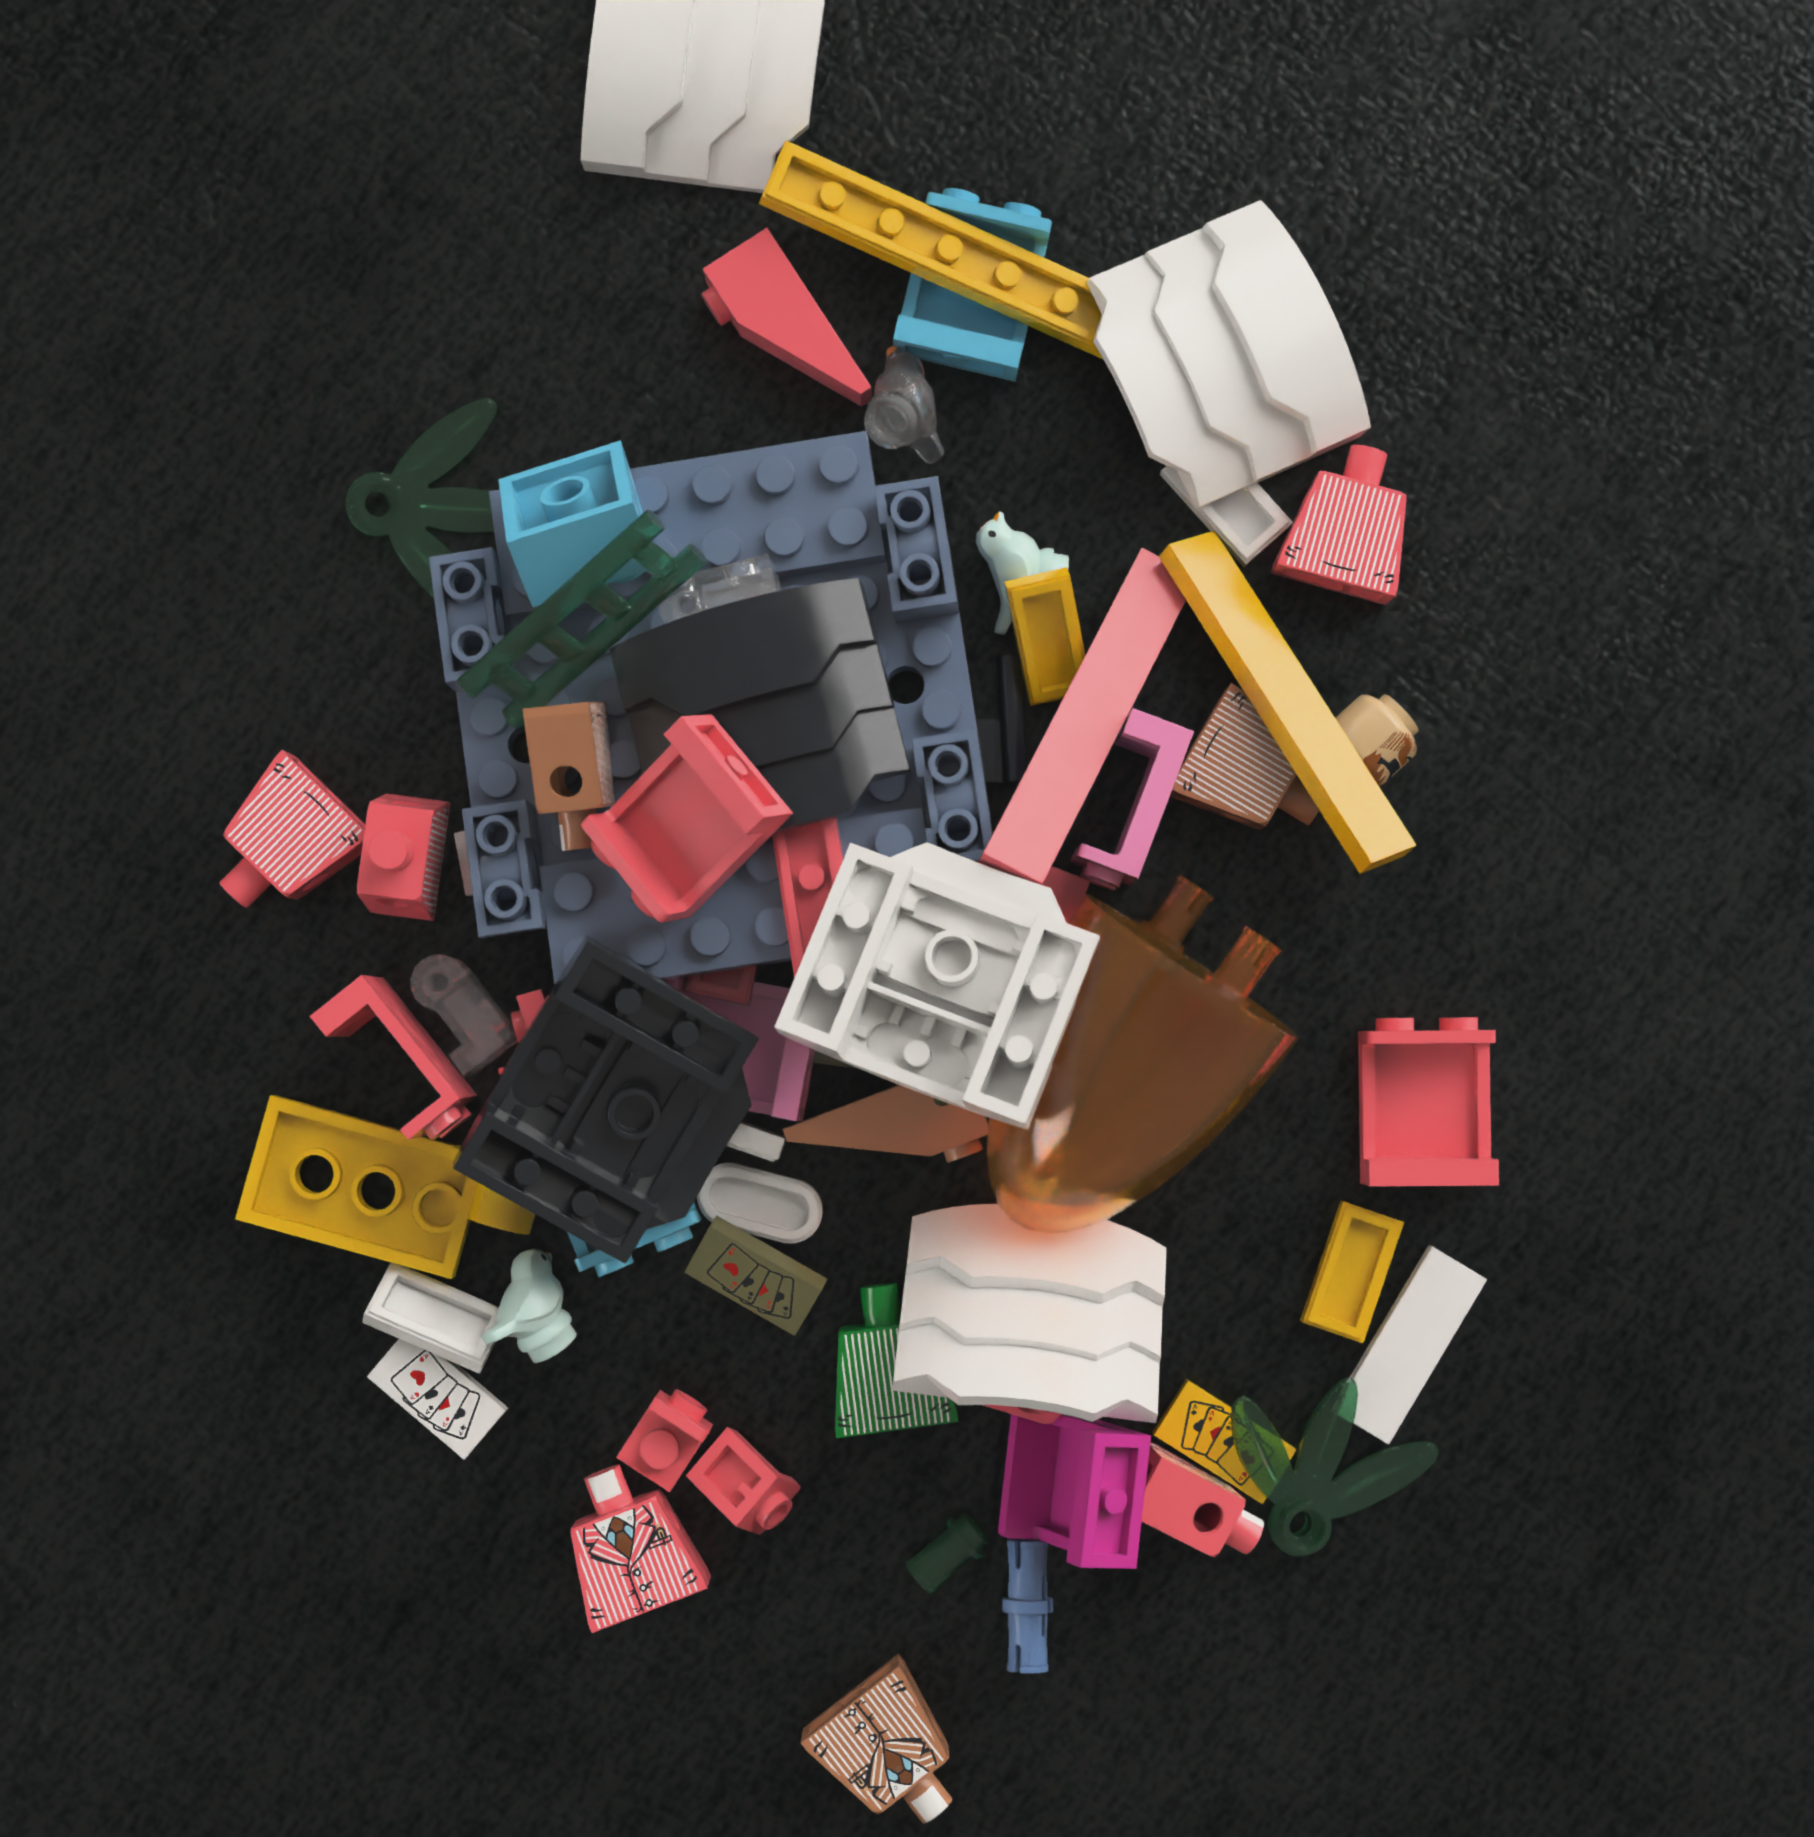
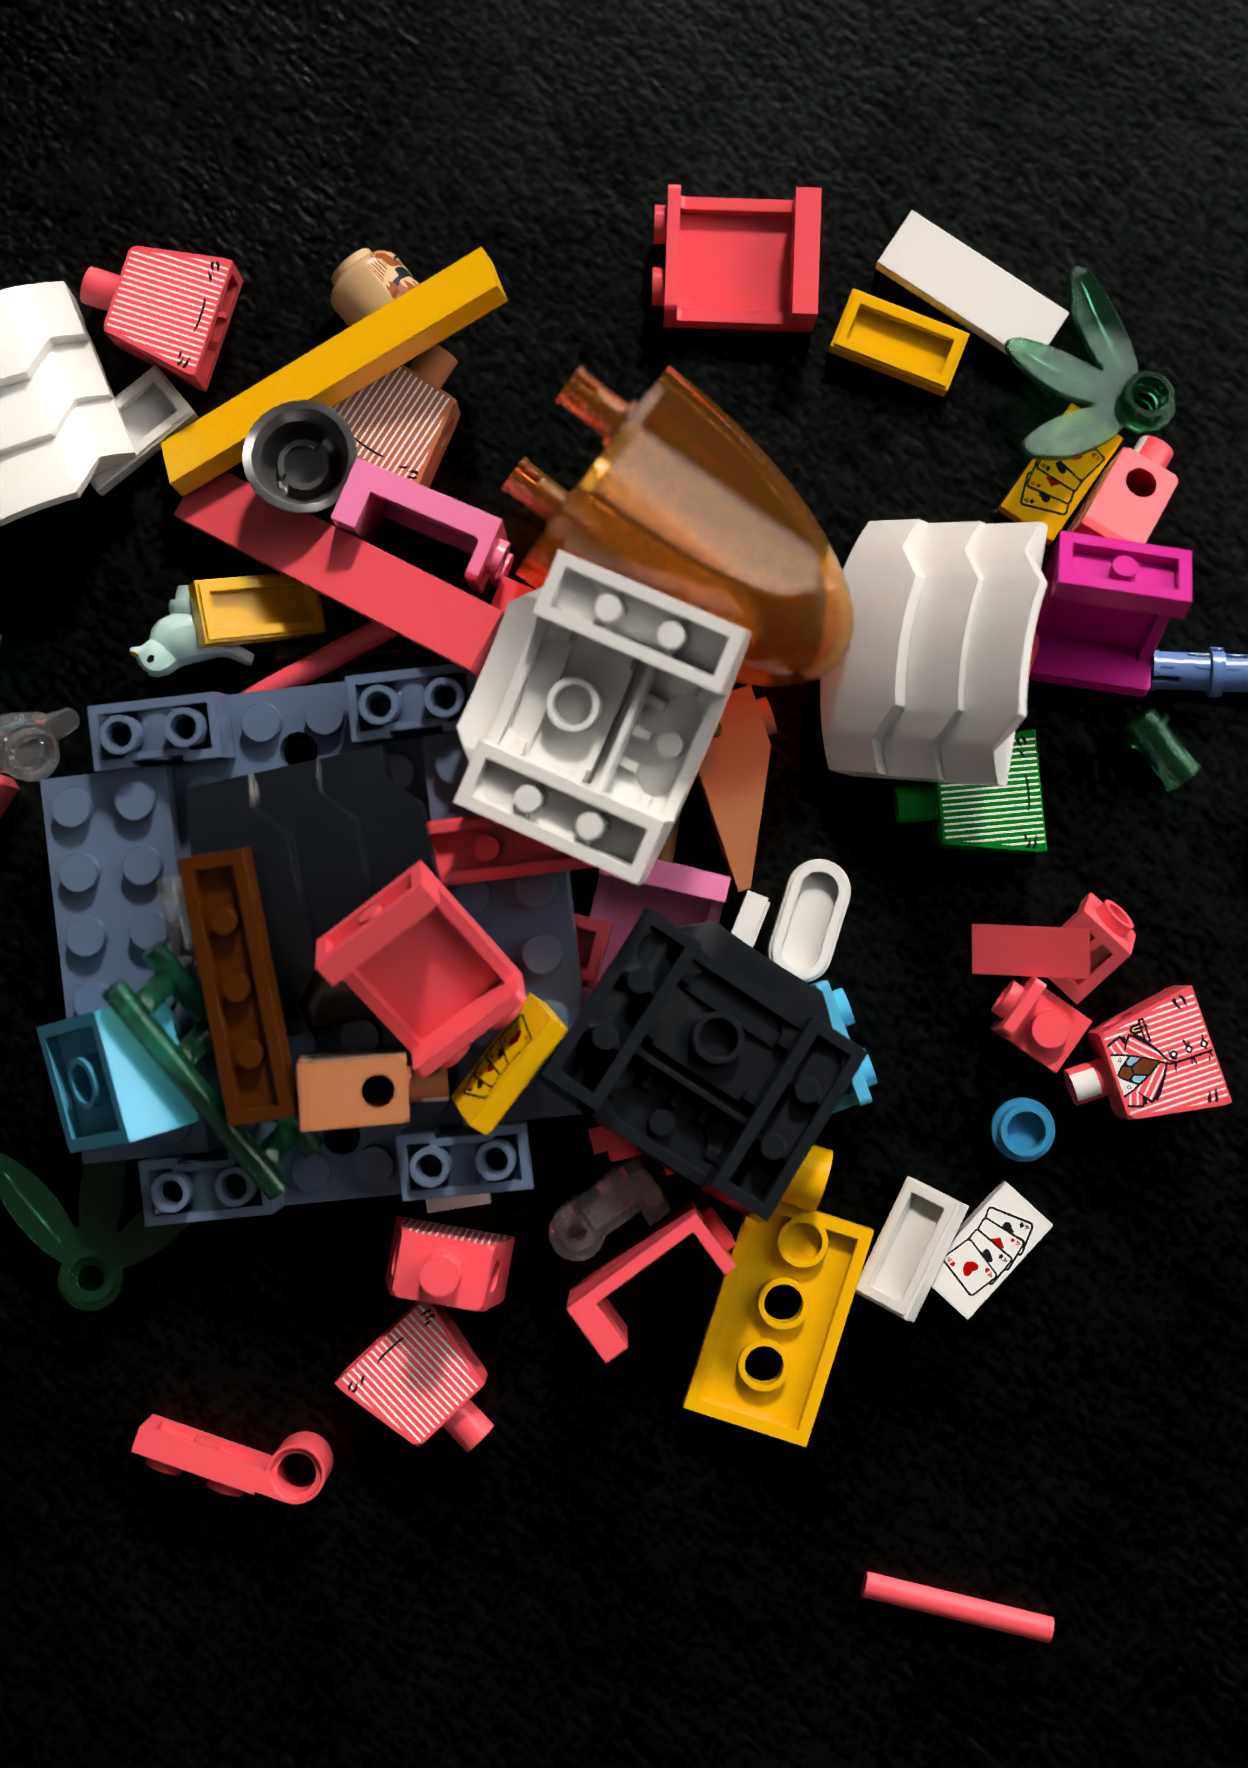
camera: 90 degrees left, 0 degrees up
(82, 1377) = (957, 1607): none -> coral bar
(198, 650) = (232, 1466): none -> coral plate
(533, 1309) = (907, 1150): light aqua animal -> none
(558, 1425) = (1022, 1129): none -> dark azure plate
(597, 908) = (508, 1065): none -> yellow tile
(662, 642) = (239, 986): none -> reddish brown plate
(736, 1427) = (1031, 951): none -> coral sticker
(755, 1275) = (881, 927): olive tile -> none
(997, 700) = (326, 658): none -> coral bar
(1195, 674) = (299, 456): none -> flat silver helmet

